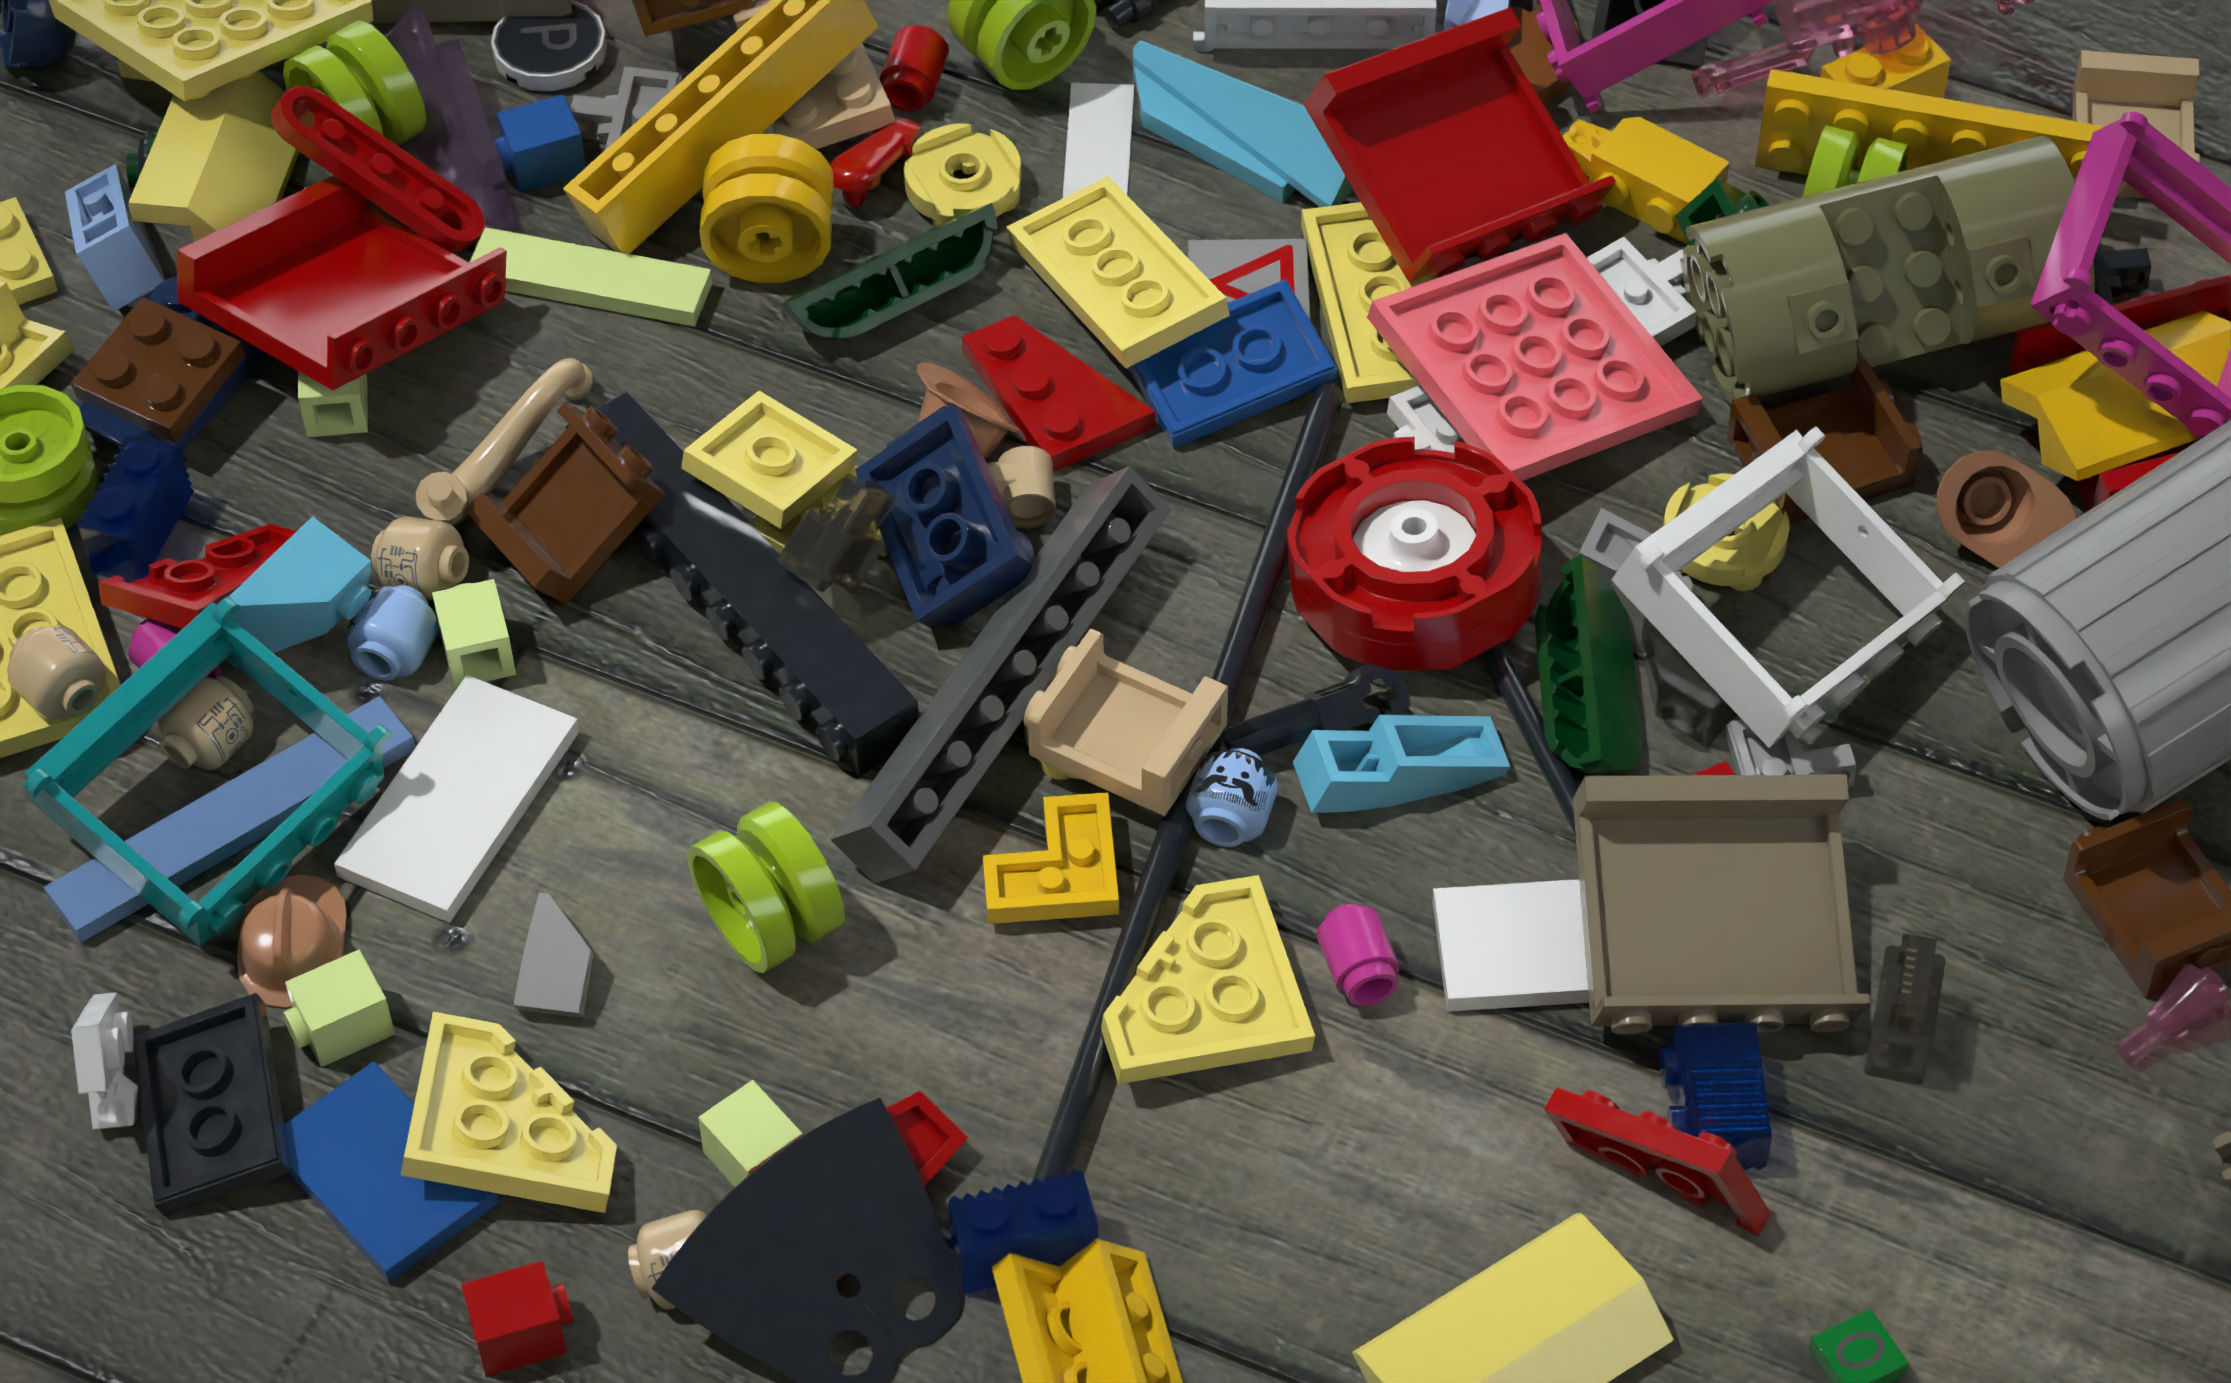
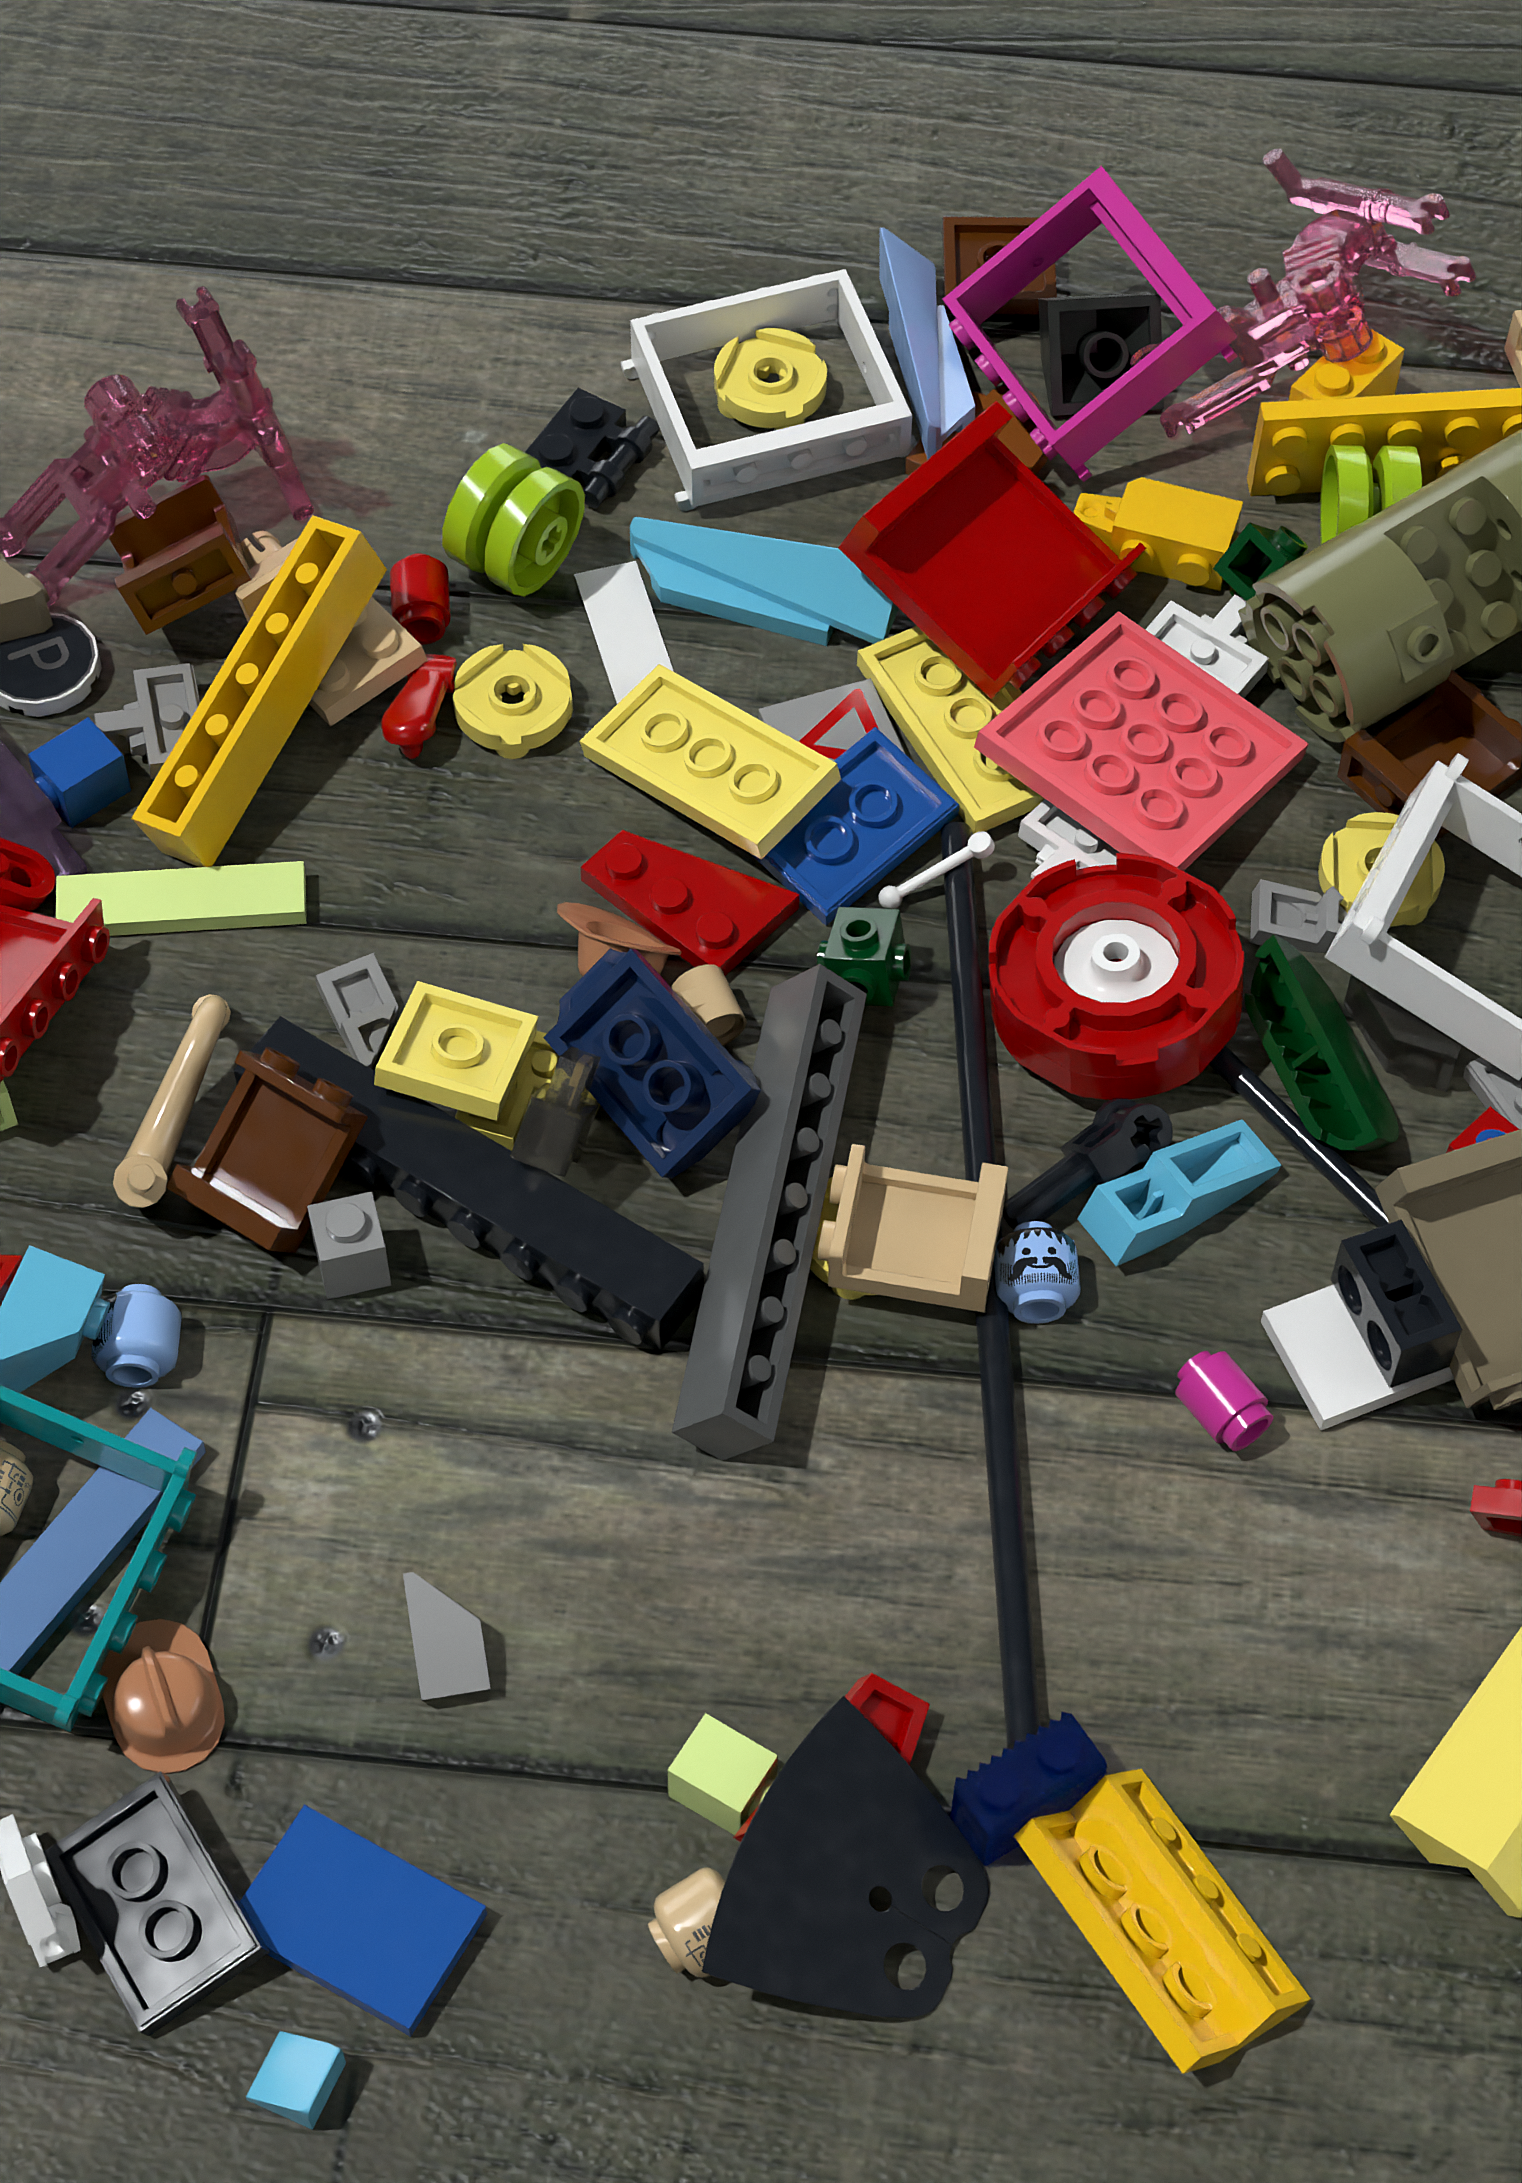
camera: 20 degrees left, 5 degrees up
(276, 1286) = (297, 2078): none -> medium azure slope
(337, 1009) = (246, 1760): yellowish green brick -> none
(420, 555) = (135, 1247): tan head -> none
(457, 798) = (271, 1494): white tile -> none
(474, 632) = (222, 1313): yellowish green brick -> none
(500, 1124) = (462, 1833): light yellow plate -> none
(517, 1317) = (563, 2037): red brick -> none
(609, 605) = (349, 1245): none -> light grey brick
(709, 396) = (359, 1006): none -> light grey slope
(766, 886) = (636, 1504): lime wheel -> none
(767, 208) = (344, 785): yellow wheel -> none
(896, 278) = (492, 821): dark green brick -> none
(1067, 879) = (916, 1395): yellow plate -> none
(1191, 476) = (868, 952): none -> dark green brick
(1209, 991) = (1099, 1479): light yellow plate -> none
(1338, 408) = (979, 846): none -> white hinge
(1549, 906) = (1395, 1303): none -> black brick

